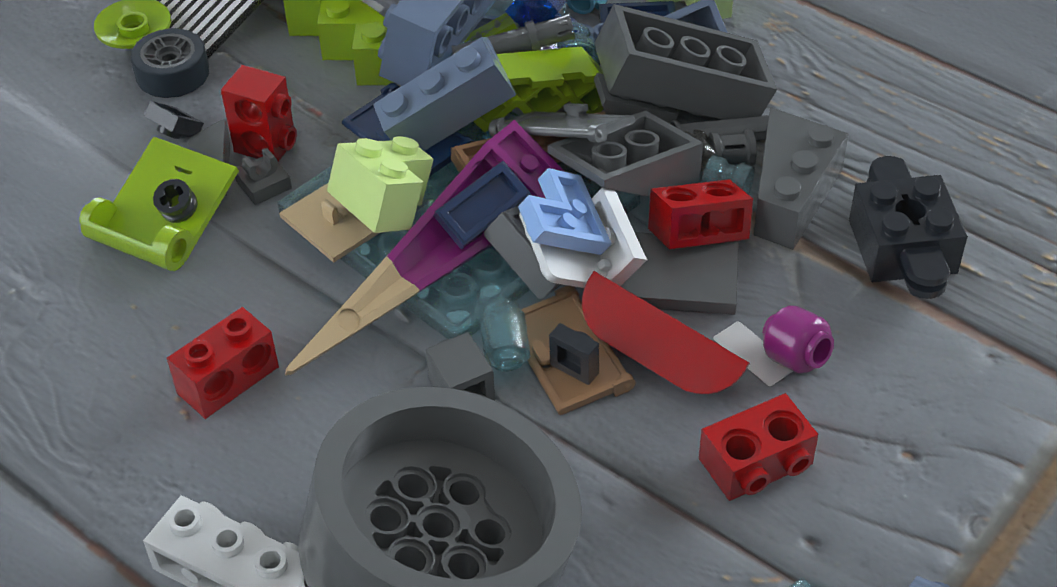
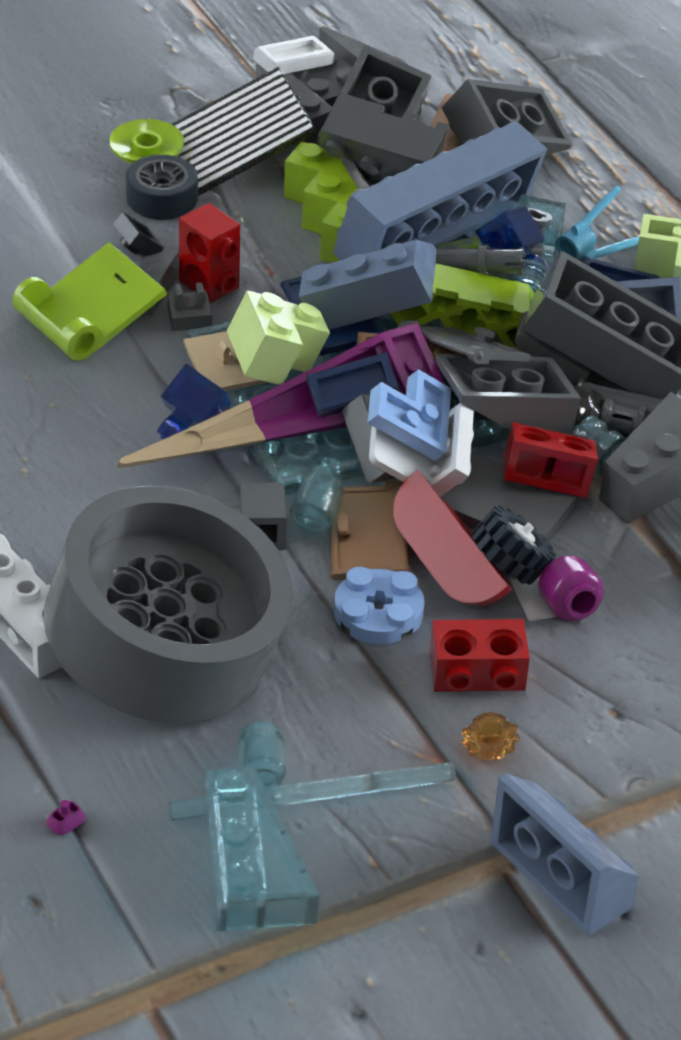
camera: 20 degrees right, 5 degrees down
(163, 200) = (91, 298): black bush -> none
(223, 362) = (73, 440): red brick -> none
(329, 277) = (192, 401): none -> clear blue brick
(574, 353) = (366, 530): black plate -> none
(631, 405) = (363, 589): none -> light blue plate
(723, 315) = (513, 544): none -> black wheel
(819, 526) = (490, 737): none -> clear orange animal

